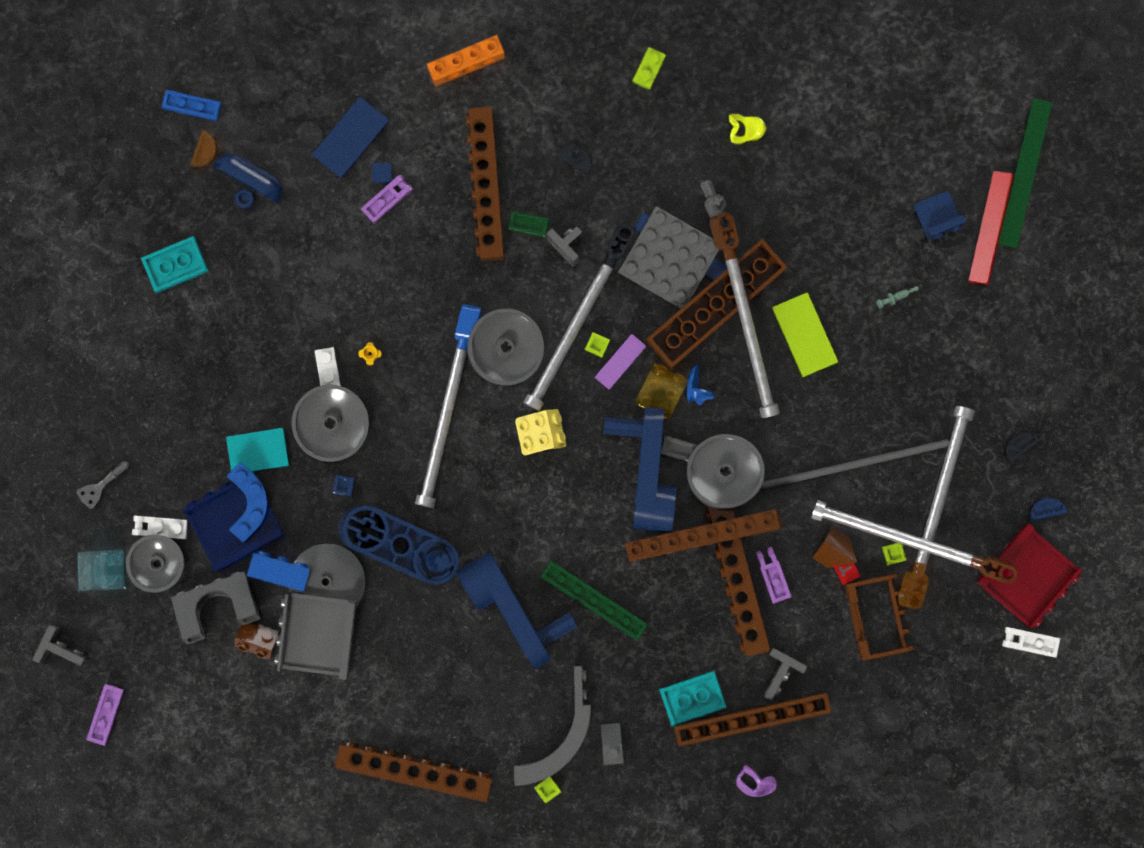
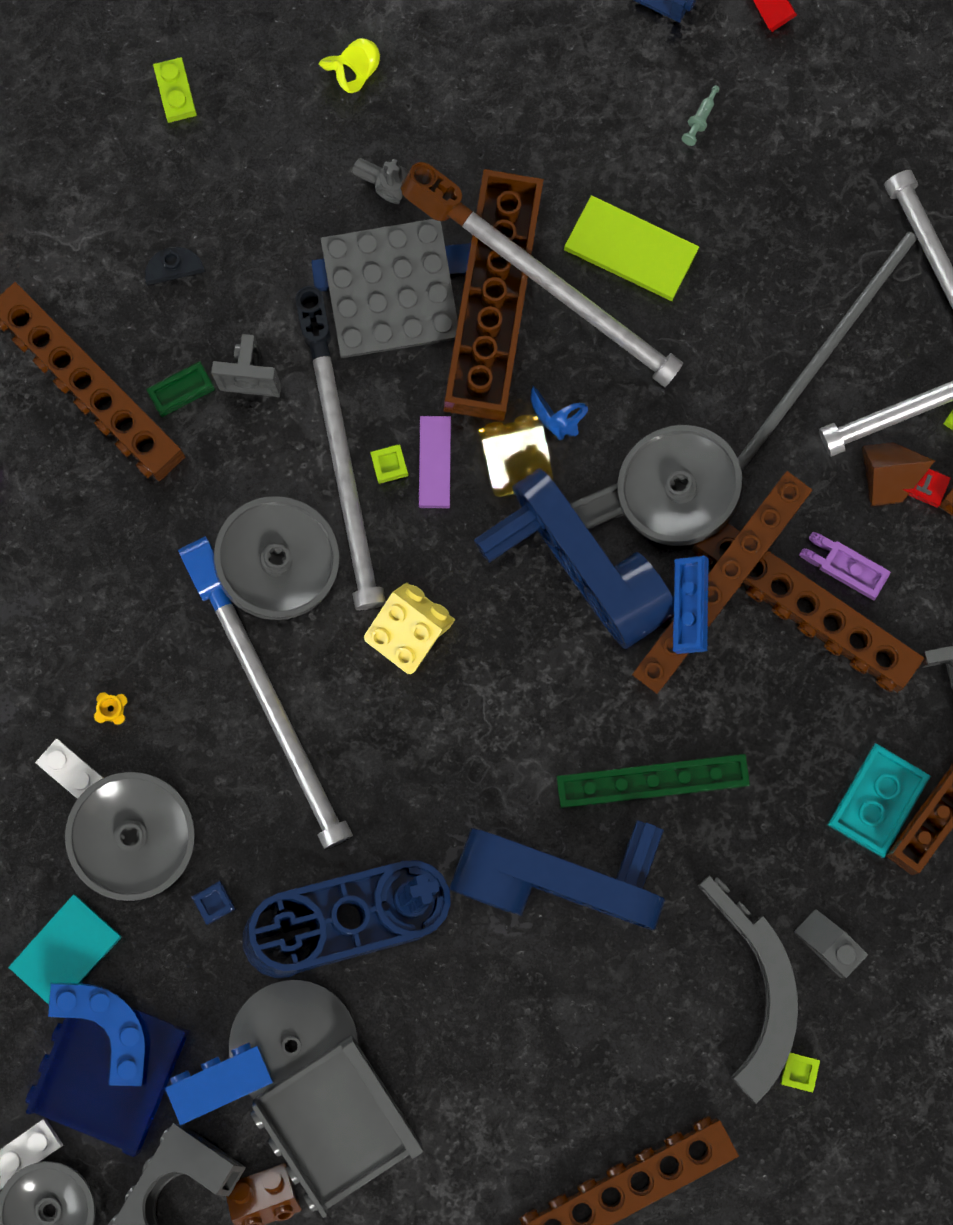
camera: 40 degrees left, 5 degrees down
(678, 534) = (690, 605): none -> blue tile

